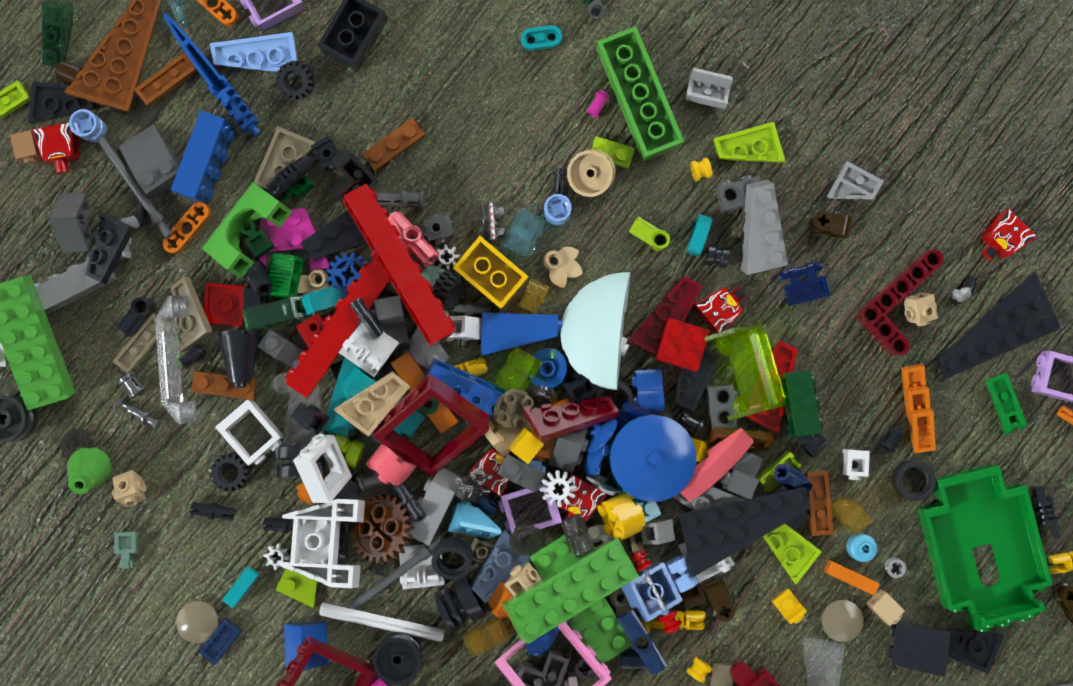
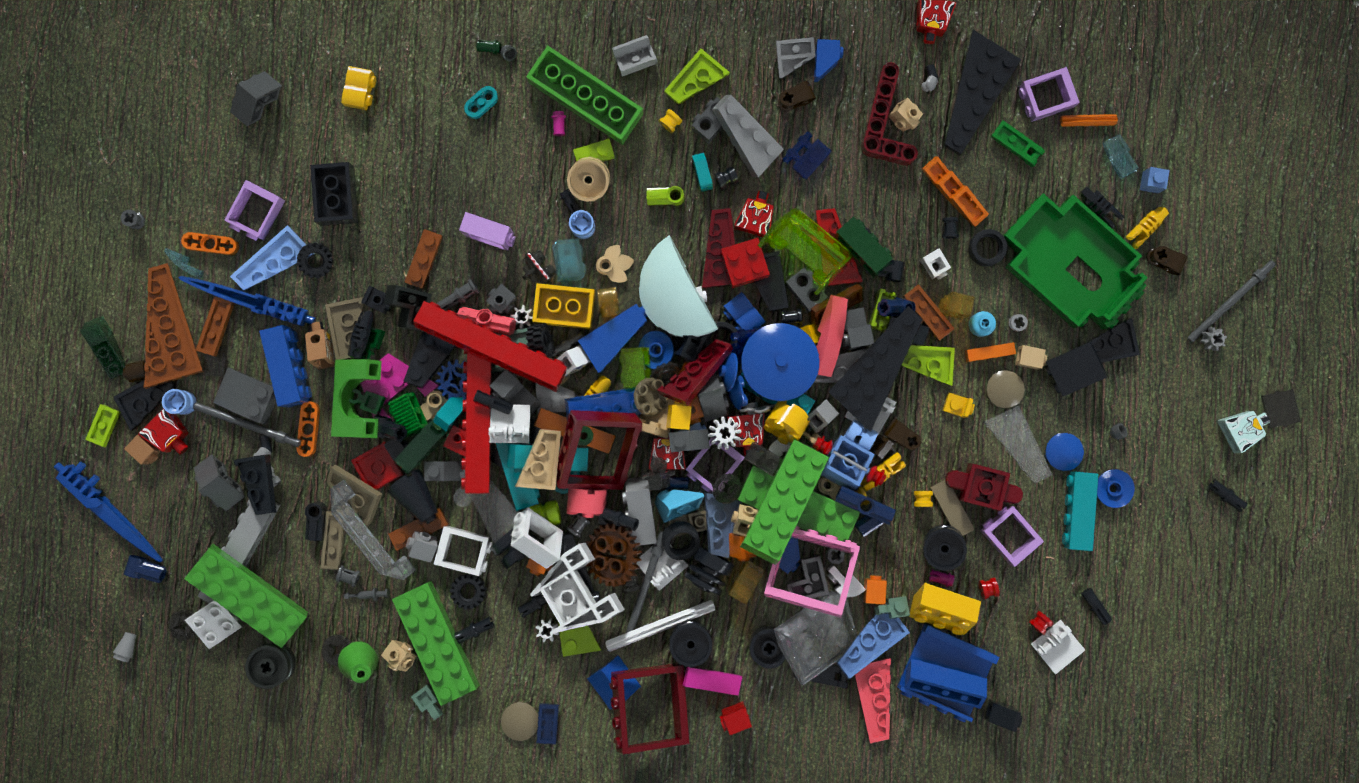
camera: 30 degrees left, 0 degrees up
(168, 500) = (436, 643): none -> bright green brick
(192, 356) = (379, 523): black pin -> none
(215, 403) = (422, 546): none -> light grey brick
(241, 587) = (535, 676): teal piece -> none
(246, 161) = (320, 347): none -> medium nougat torso
(310, 417) = (501, 507): black brick -> none
(467, 158) = (487, 231): none -> lavender window
(883, 207) = (827, 57): none -> blue slope

